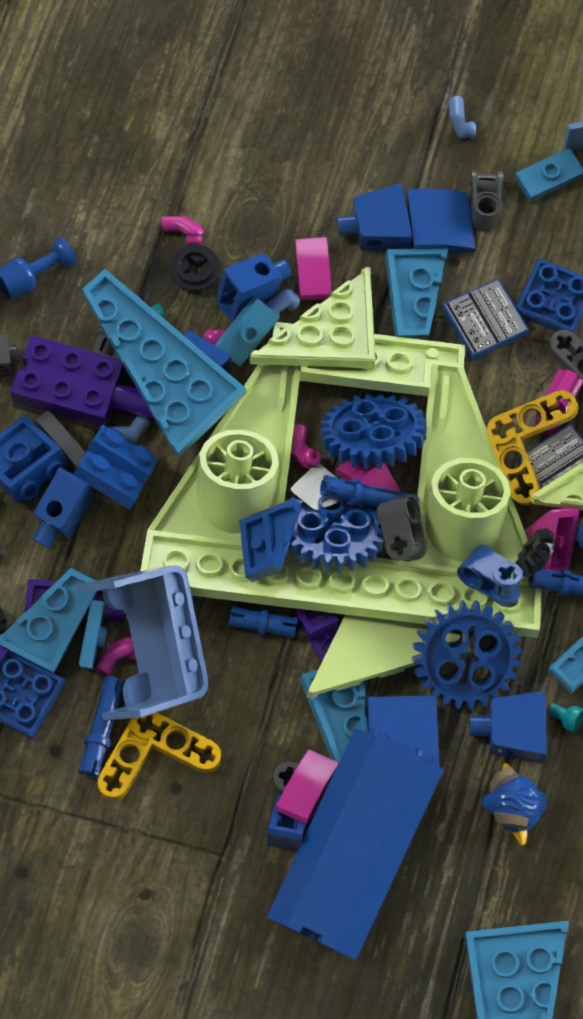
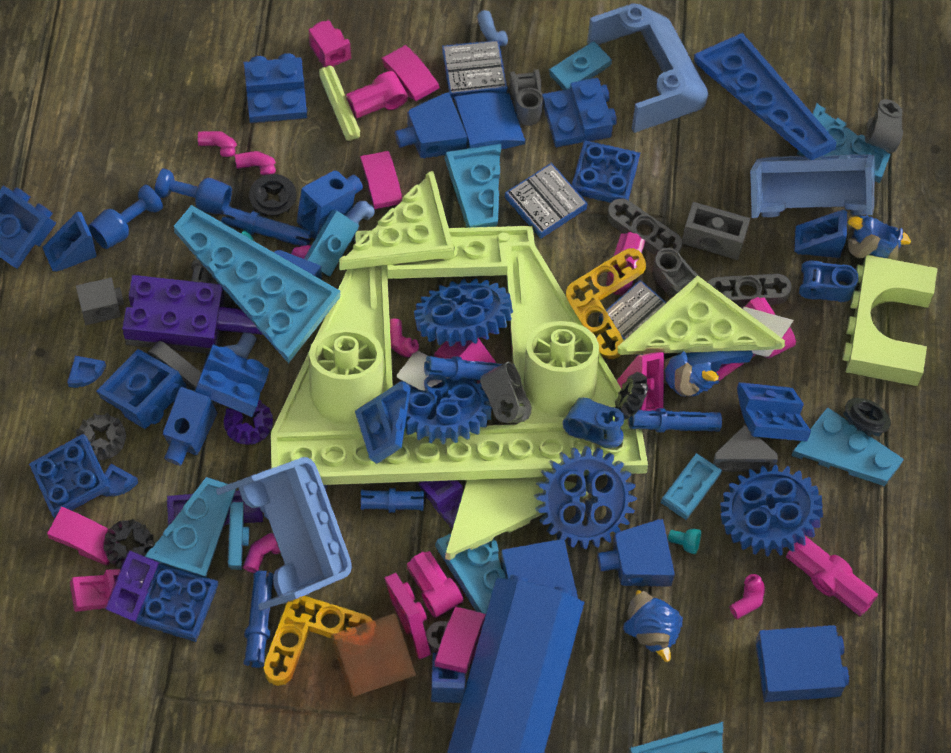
camera: 10 degrees left, 5 degrees down
(120, 524) = (243, 432): none -> dark purple gear
(127, 260) = (209, 196): none -> blue piece
(148, 197) = (220, 139): none -> dark pink arm
(170, 296) = (256, 224): none -> blue pin
(213, 787) = (373, 655): none -> clear orange brick
(217, 150) = (275, 89): none -> blue plate
(259, 748) = (410, 613): none -> dark pink wing
(283, 109) = (329, 44): none -> dark pink brick
(283, 176) = (339, 103): none -> yellowish green axle
(294, 728) = (437, 591): none -> dark pink piece
(332, 172) = (384, 92): none -> dark pink piece
(365, 154) = (411, 72): none -> dark pink slope
(434, 160) = (474, 68): none -> light grey tile
(539, 226) = (579, 113): none -> blue plate

